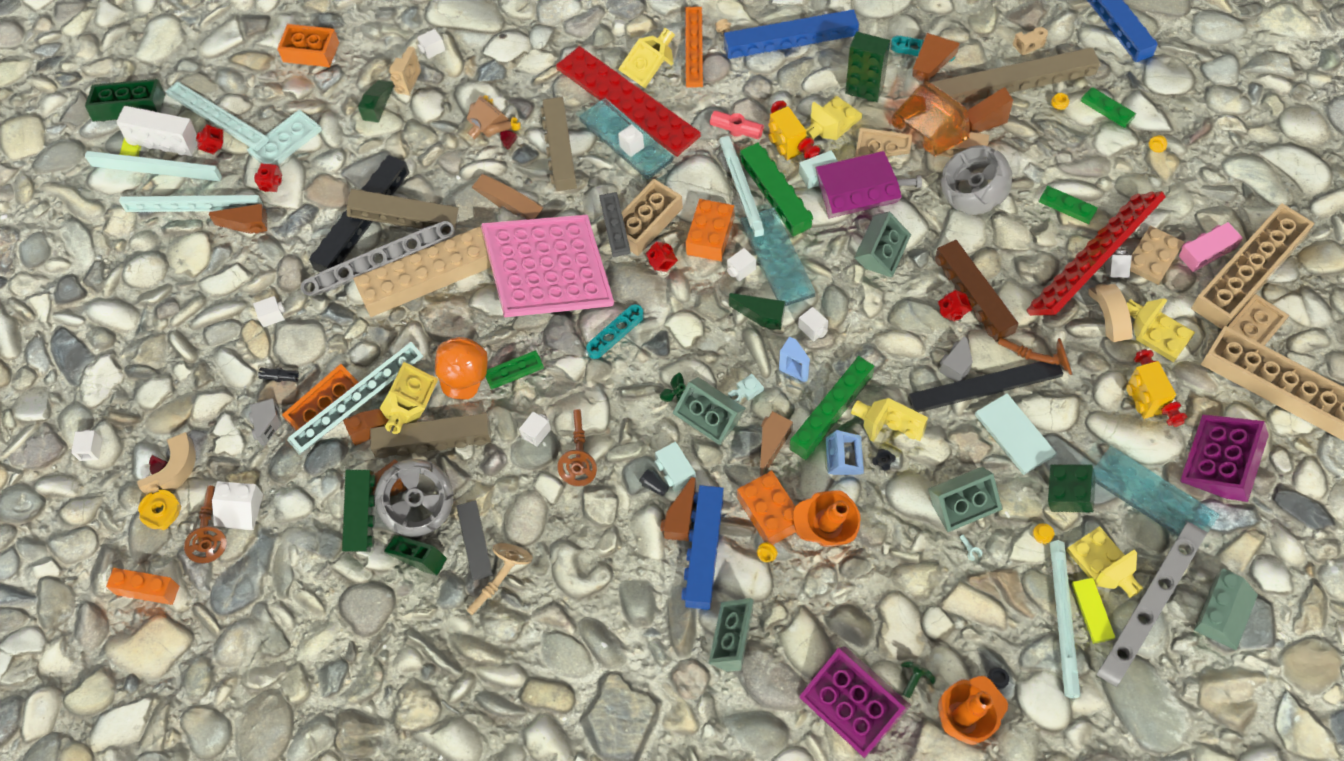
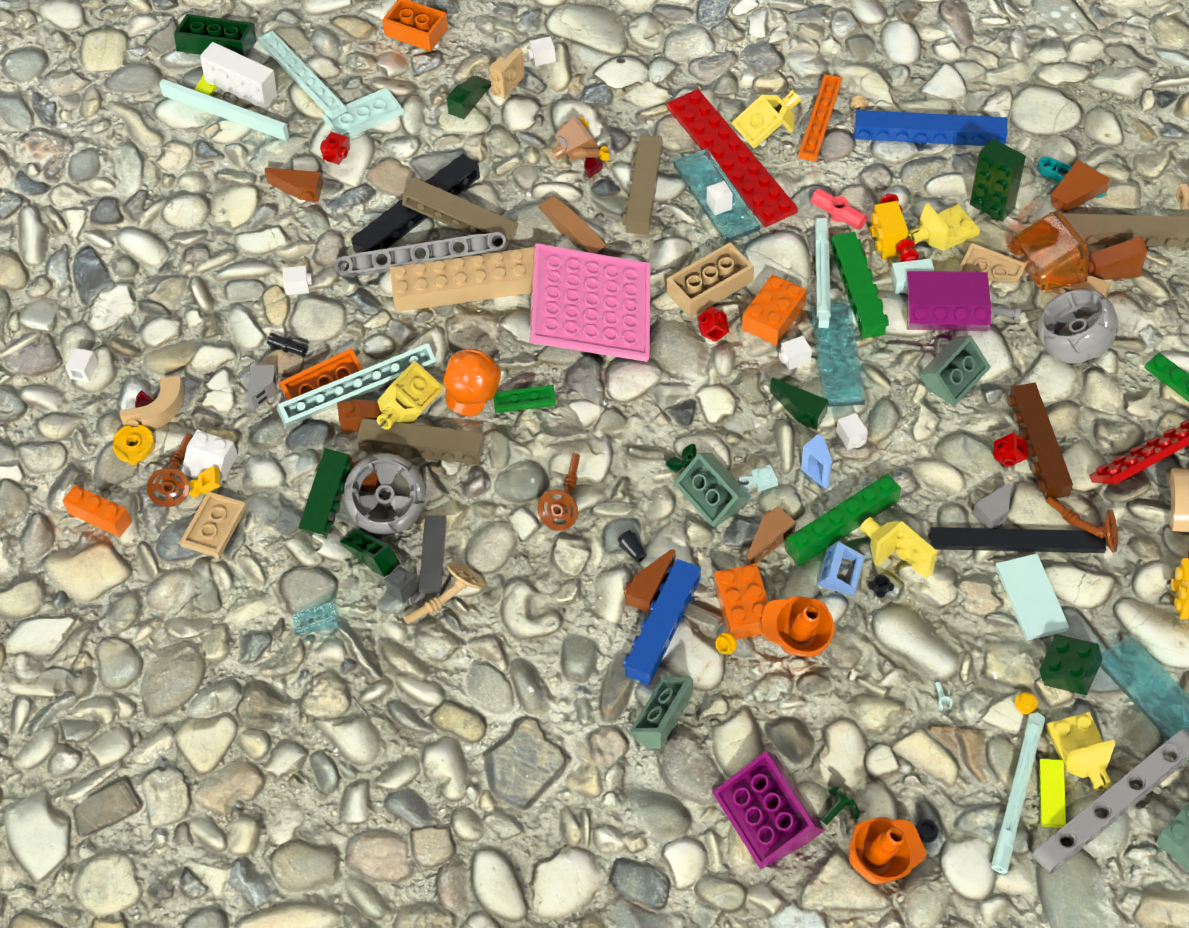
camera: 15 degrees right, 5 degrees down
(187, 203) = (246, 154): light aqua tile -> none
(210, 139) = (288, 96): red brick -> none
(241, 529) = (207, 481): none -> yellow plate
(259, 568) = (213, 524): none -> tan plate
(392, 638) = (323, 624): none -> clear light blue slope
(454, 578) = (401, 584): none -> dark grey brick
(535, 428) = (527, 462): white brick -> none
(614, 224) = (673, 278): dark grey tile -> none
(615, 331) = (643, 390): teal beam -> none
(674, 466) = (658, 534): light aqua brick -> none
(965, 498) = (954, 646): sand green slope -> none

